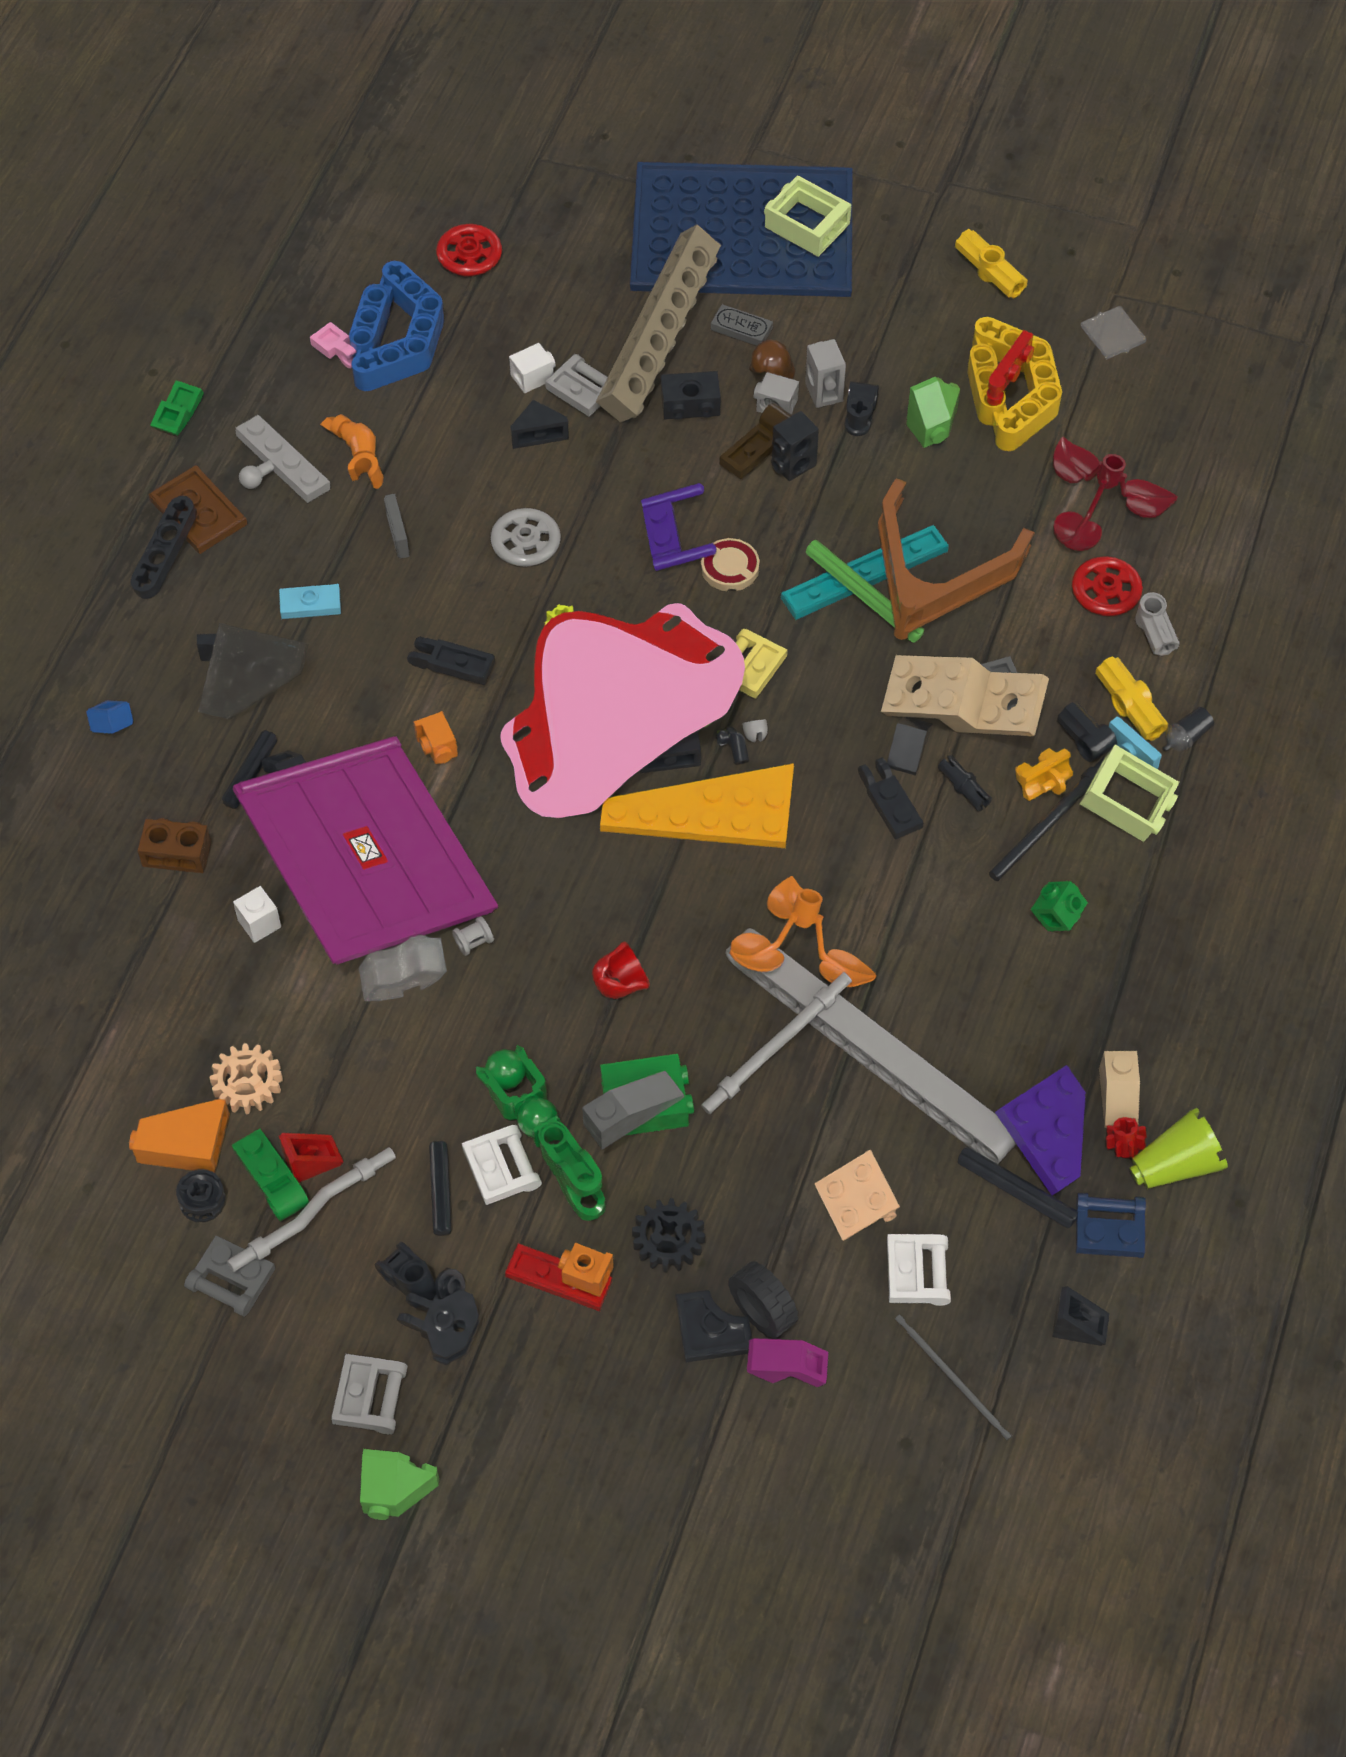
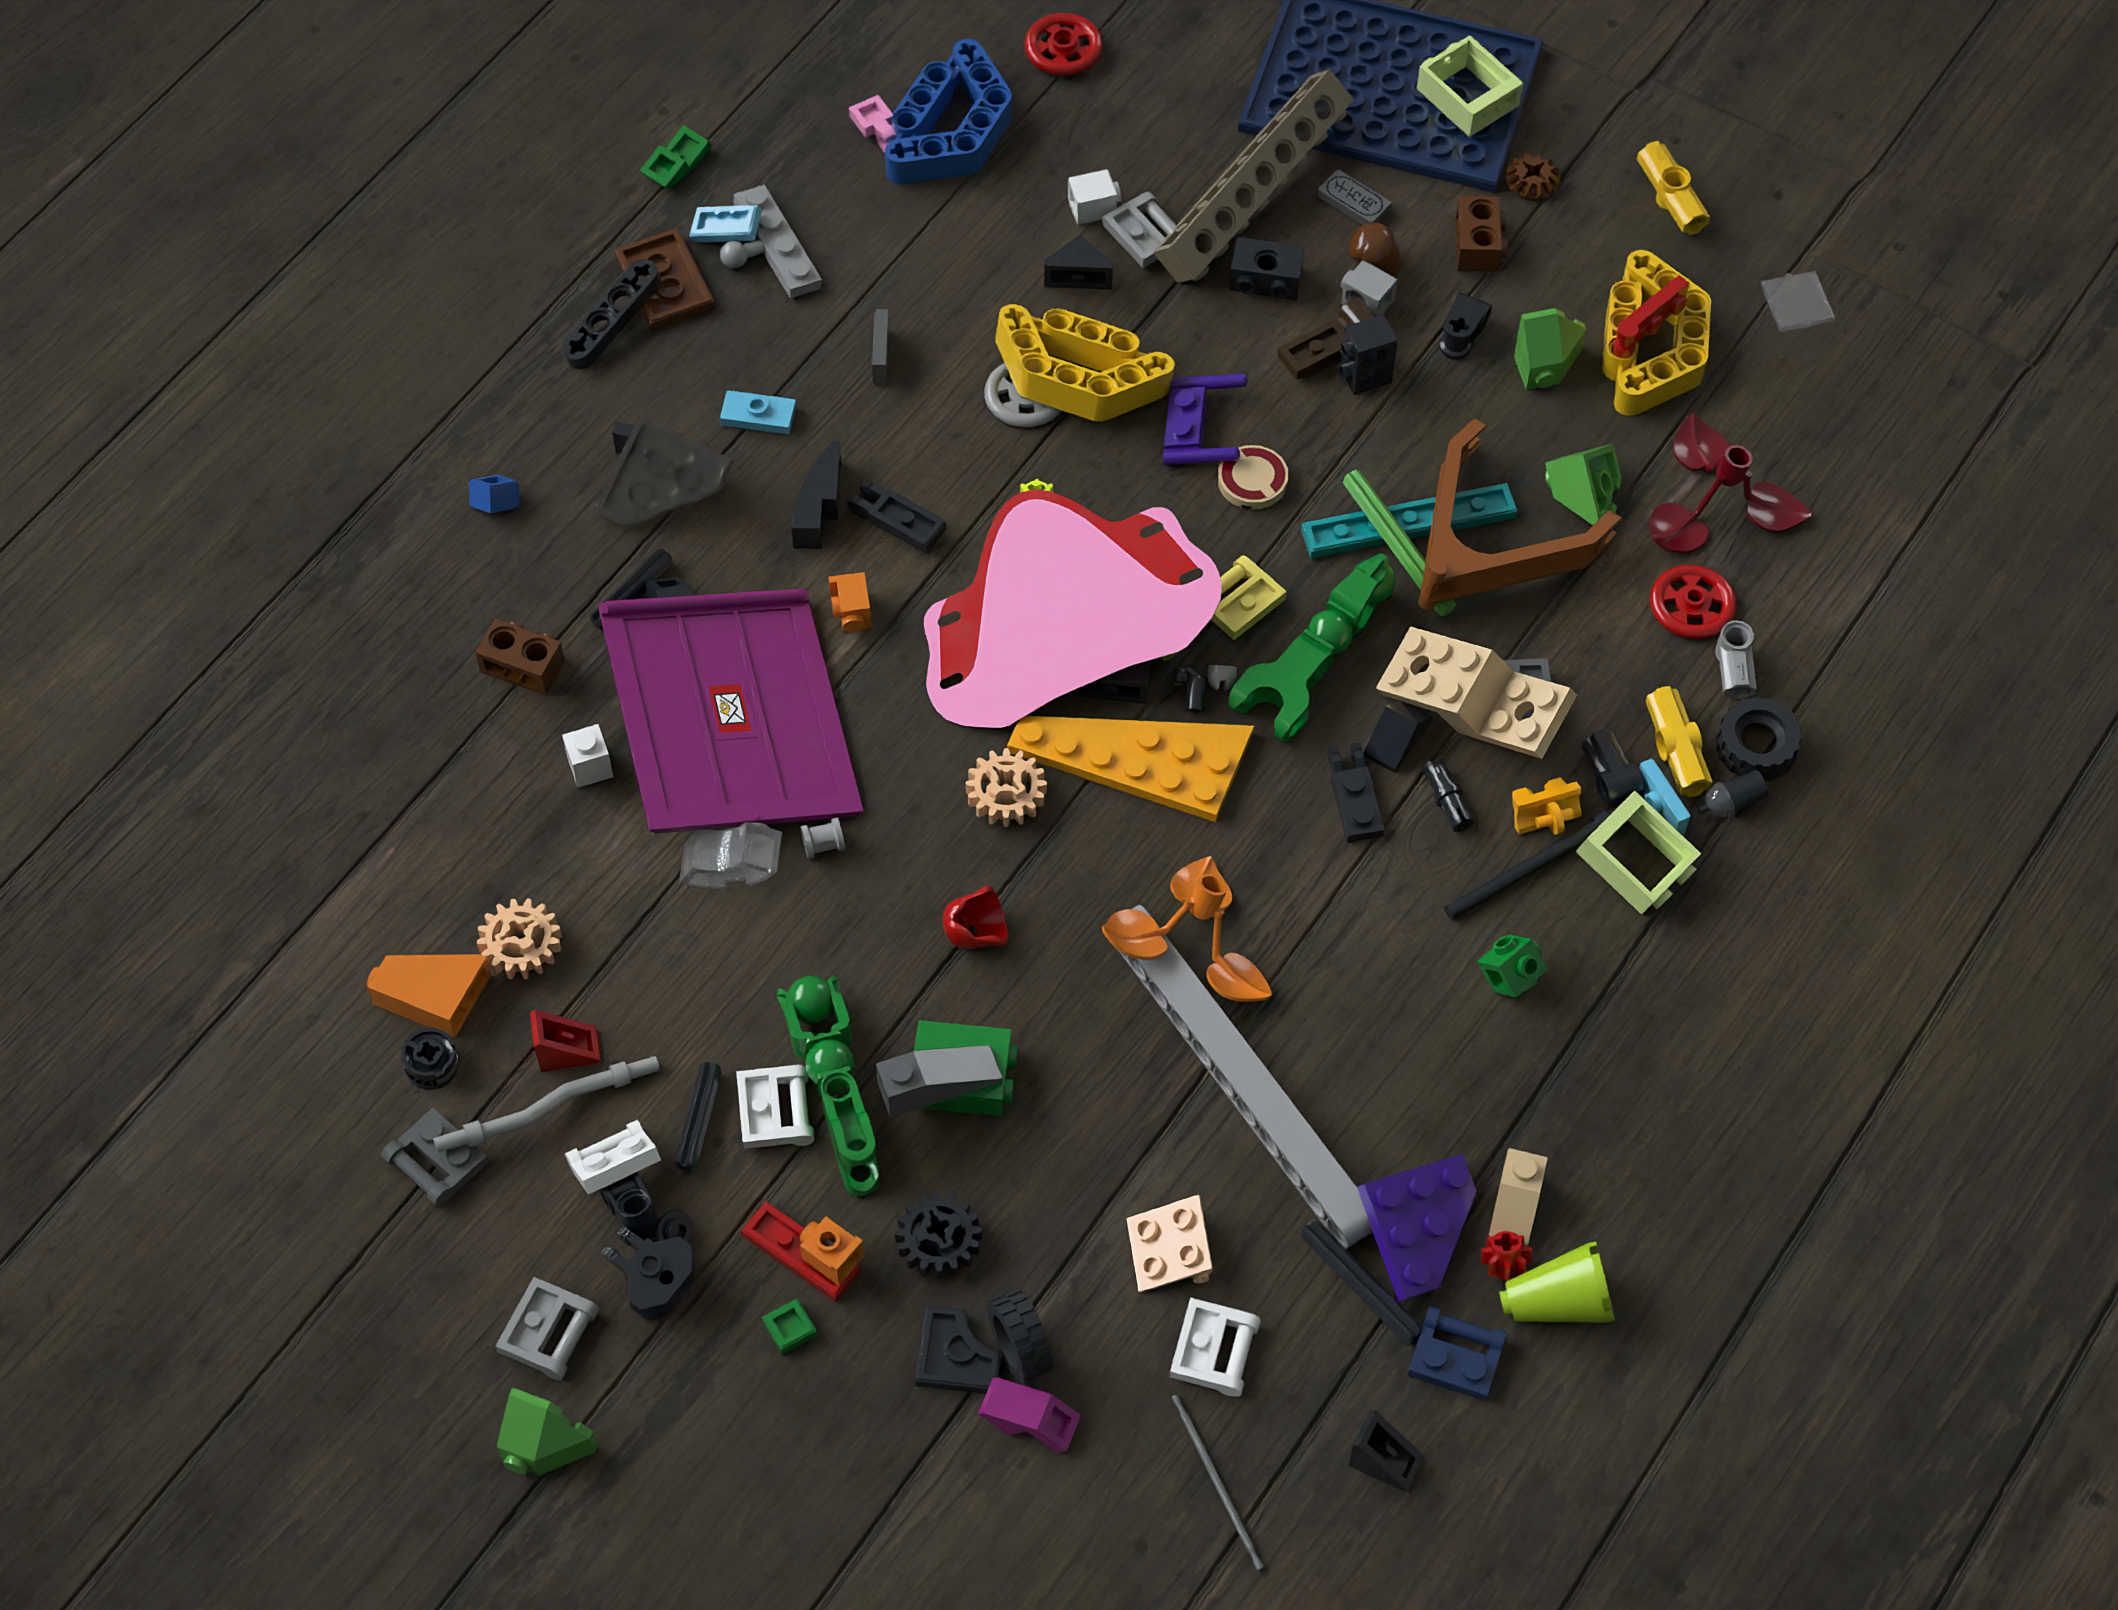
camera: 15 degrees right, 0 degrees up
(236, 453) = (725, 224): none -> medium azure plate
(271, 1174) = (513, 1054): green plate -> none
(362, 445) = (871, 247): orange piece -> none
(381, 1239) = (613, 1158): none -> white plate
(383, 661) = (818, 499): none -> black slope
(563, 503) = (1126, 375): none -> yellow piece
(568, 1340) = (789, 1326): none -> green tile
(611, 861) = (1006, 787): none -> light nougat gear
(731, 1085) = (1196, 1007): light grey bar -> none
(825, 373) = (1431, 276): light grey brick -> none
(831, 676) = (1310, 655): none -> green piece
(850, 328) = (1479, 233): none -> reddish brown brick
(880, 286) = (1533, 186): none -> reddish brown gear
(995, 510) = (1586, 481): none -> bright green slope
(1196, 662) = (1766, 714): none -> black tyre

